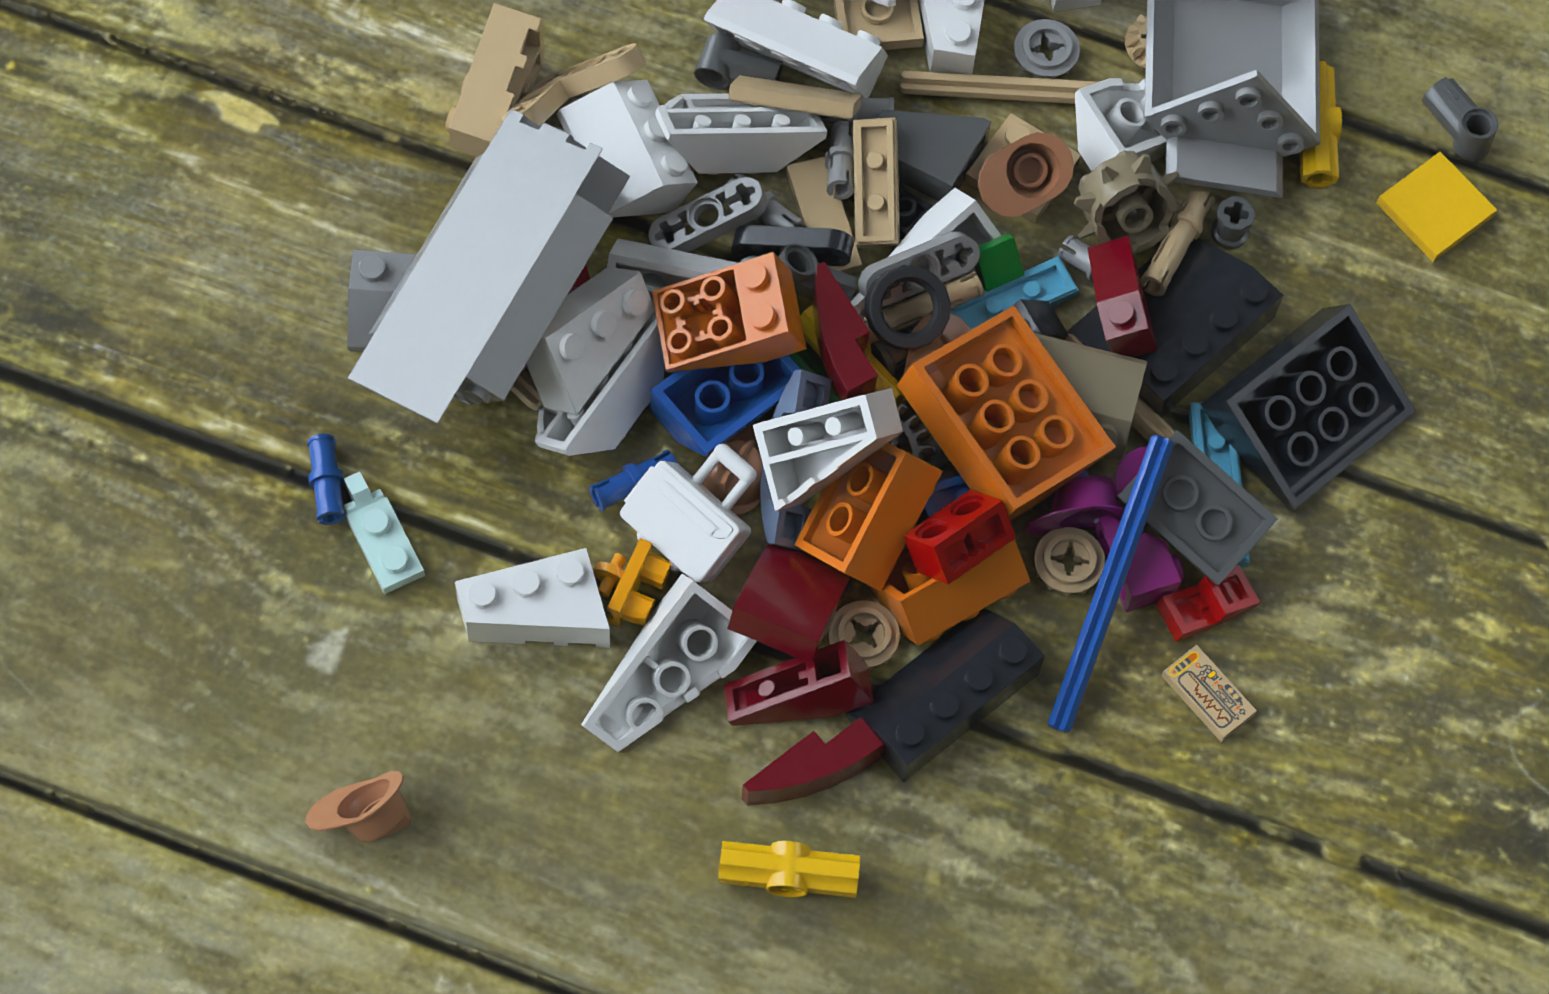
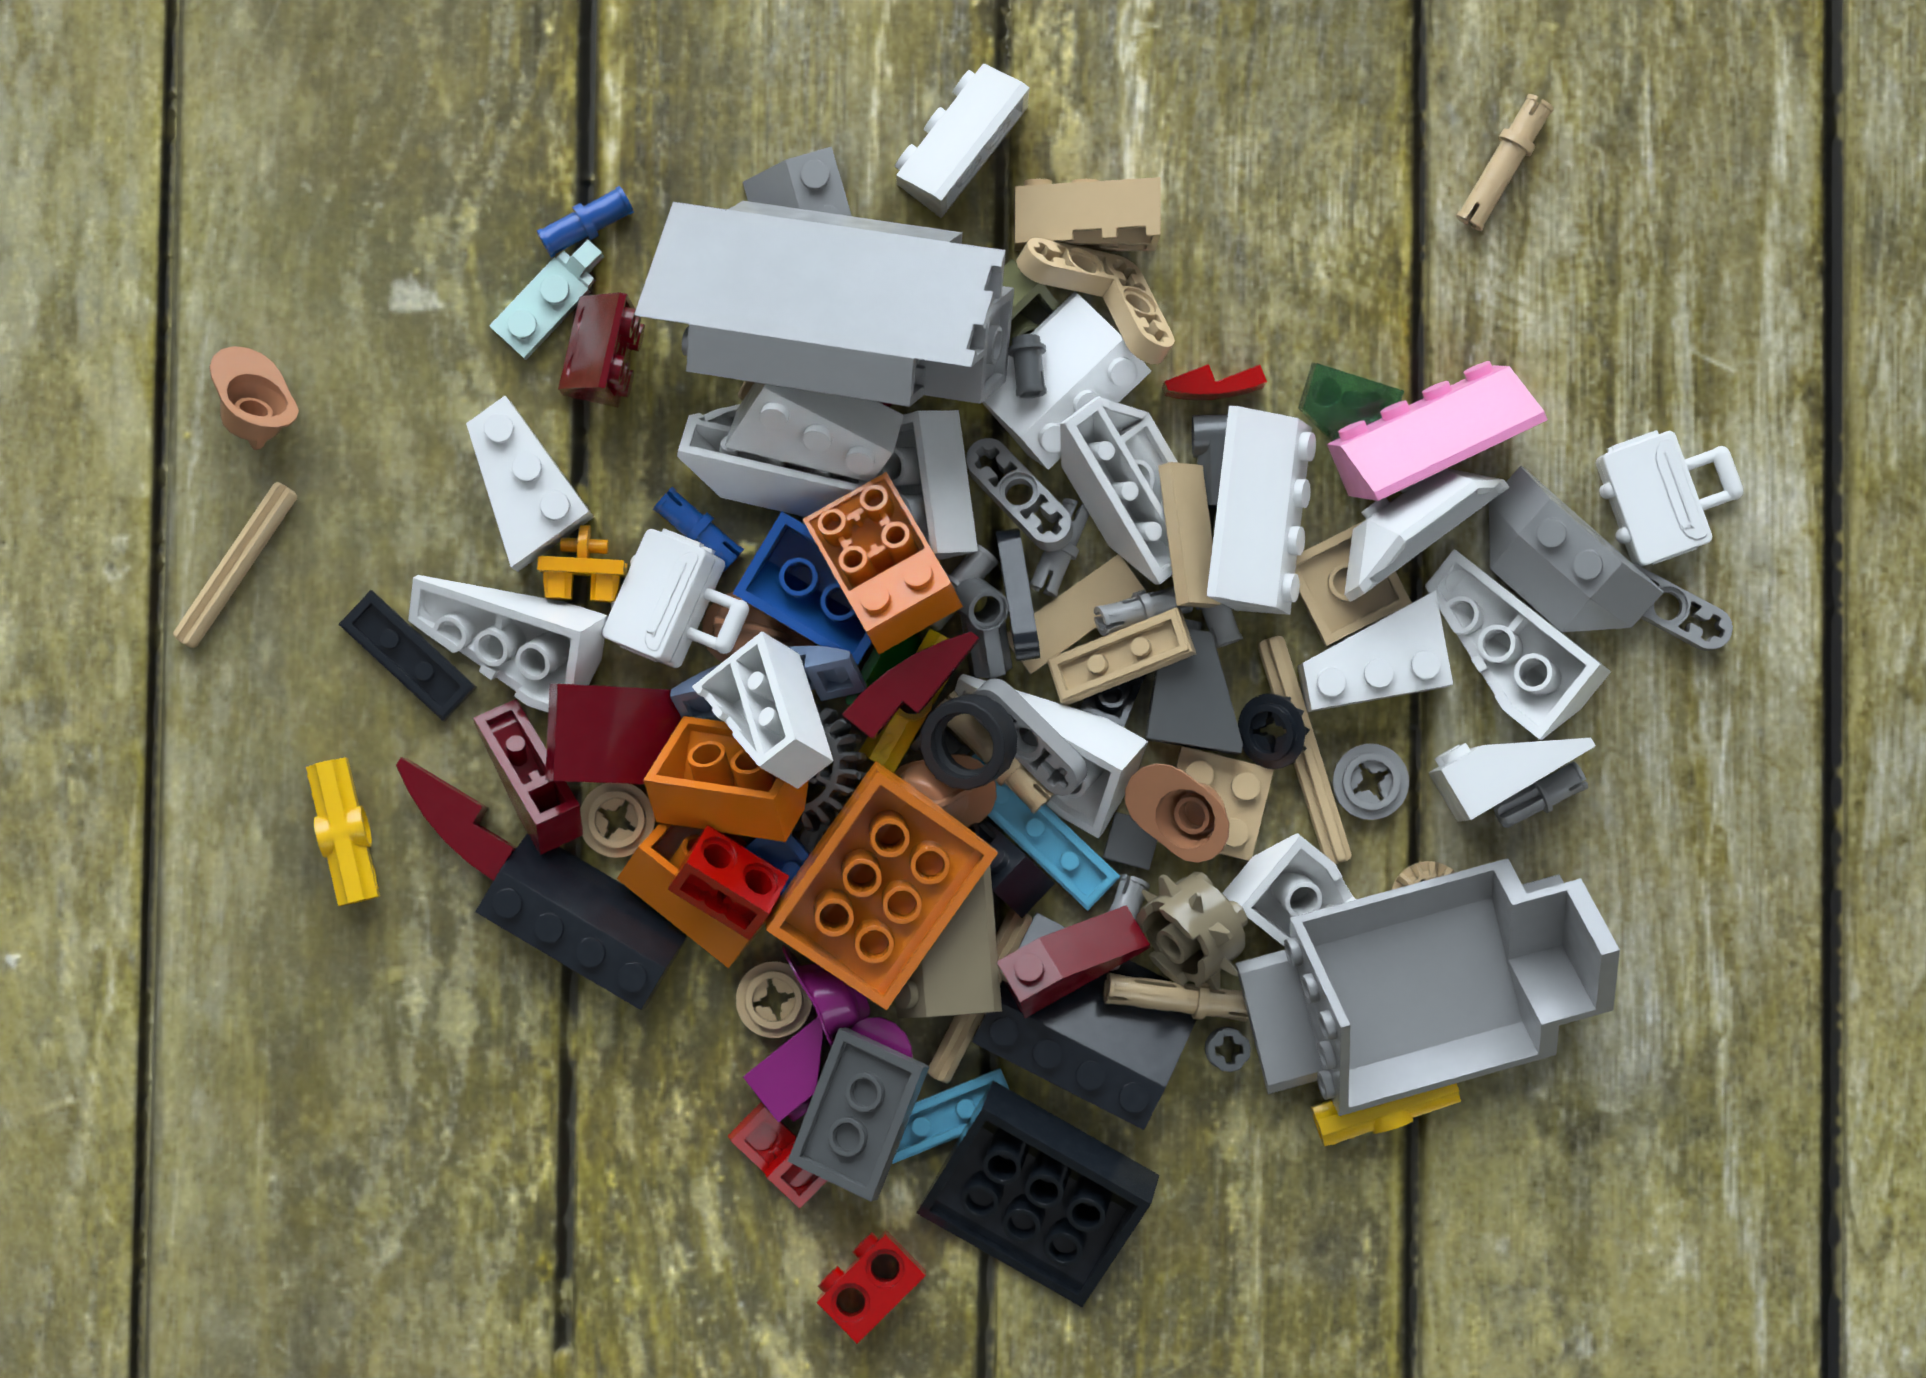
camera: 70 degrees right, 20 degrees up
(389, 155) = (961, 137): none -> white slope
(446, 487) = (601, 349): none -> dark red slope
(507, 883) = (235, 565): none -> tan axle
(619, 156) = (1028, 365): none -> dark grey pin
(648, 763) = (407, 655): none -> black tile
(675, 49) = (1201, 384): none -> red slope
(996, 88) = (1264, 747): none -> black gear
(998, 262) = (1079, 816): green tile -> none
(1034, 238) = (1129, 843): none -> dark grey tile
(1110, 583) = (746, 1051): blue axle -> none
(1209, 693) = (682, 1186): tan tile -> none
(1357, 561) = (879, 1293): none -> red brick
(1436, 206) = (1337, 1261): yellow tile -> none
(1461, 119) = (1457, 1253): dark grey piece -> none

